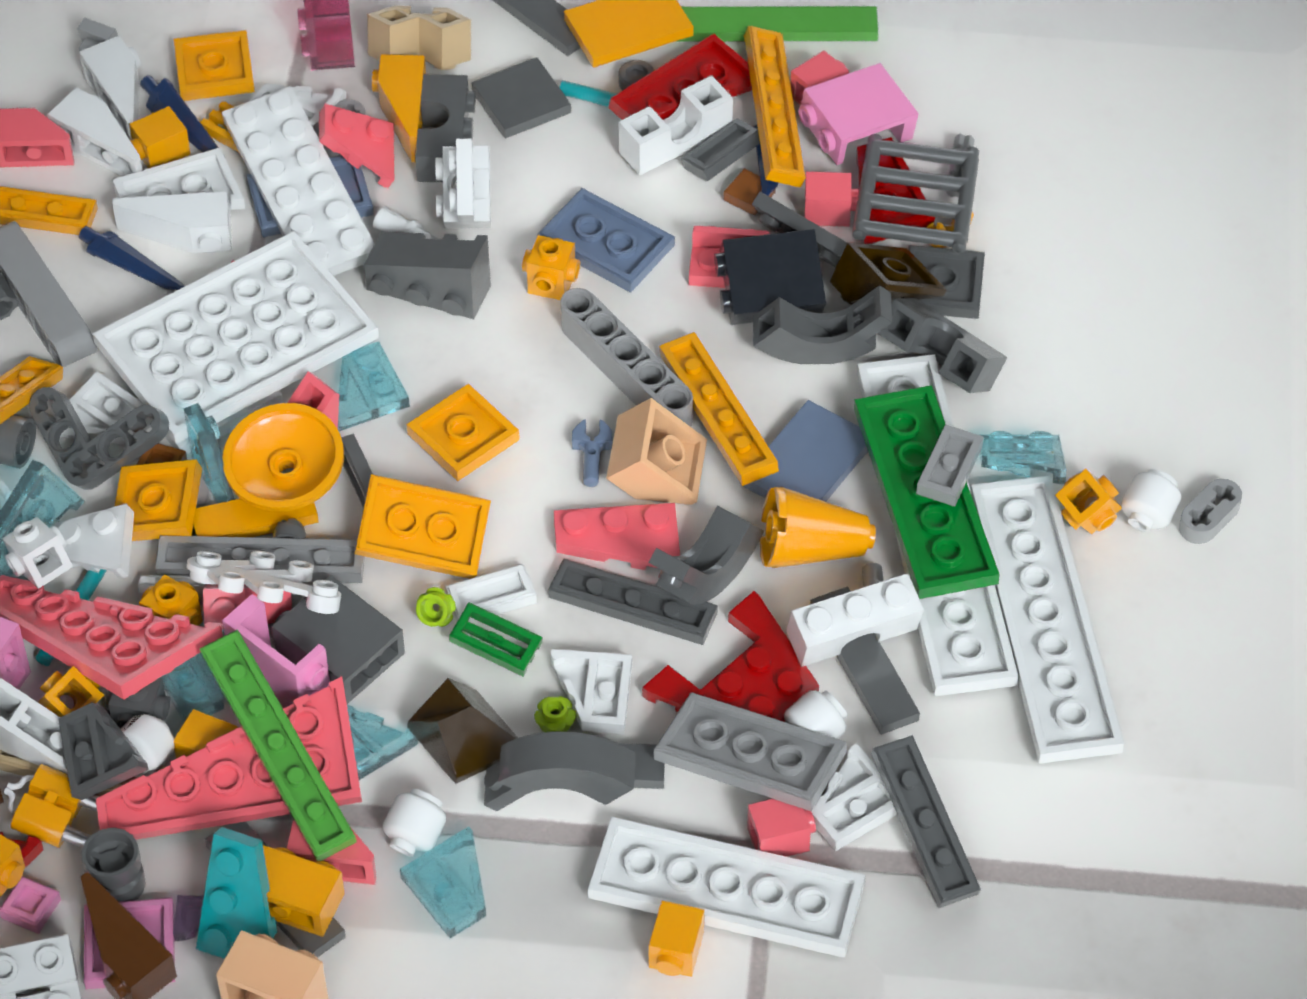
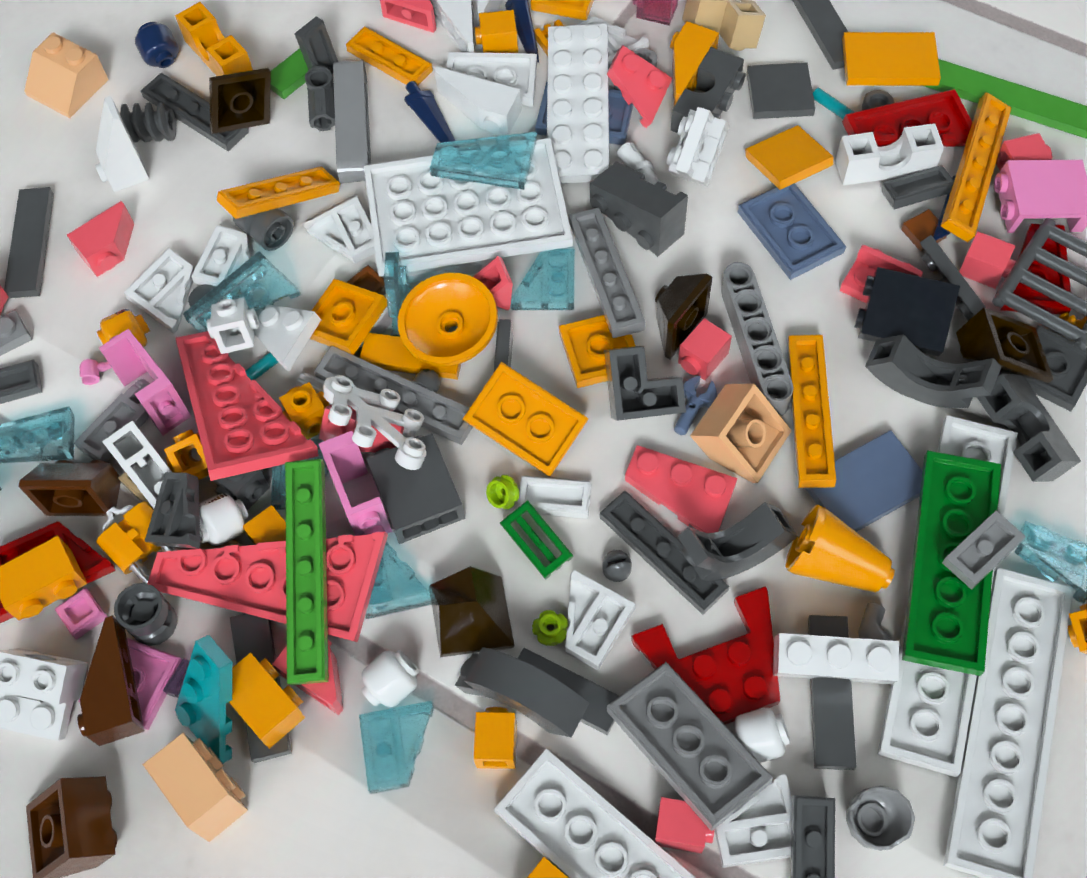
camera: 30 degrees right, 10 degrees up
(83, 448) = (309, 218): dark grey beam -> none
(236, 278) = (486, 160): none -> clear light blue wing
(433, 351) = (606, 273): none -> light grey plate
(522, 454) = (633, 393): none -> dark grey brick
(532, 359) = (681, 309): none -> dark brown slope
(550, 267) = (734, 236): light orange brick -> none
(555, 831) = (495, 739): none -> light orange brick
(567, 164) = (789, 157): none -> light orange tile
(576, 391) = (704, 349): none -> coral brick
(597, 633) = (618, 571): none -> dark grey hinge
(962, 741) = (880, 818): none -> light grey hair

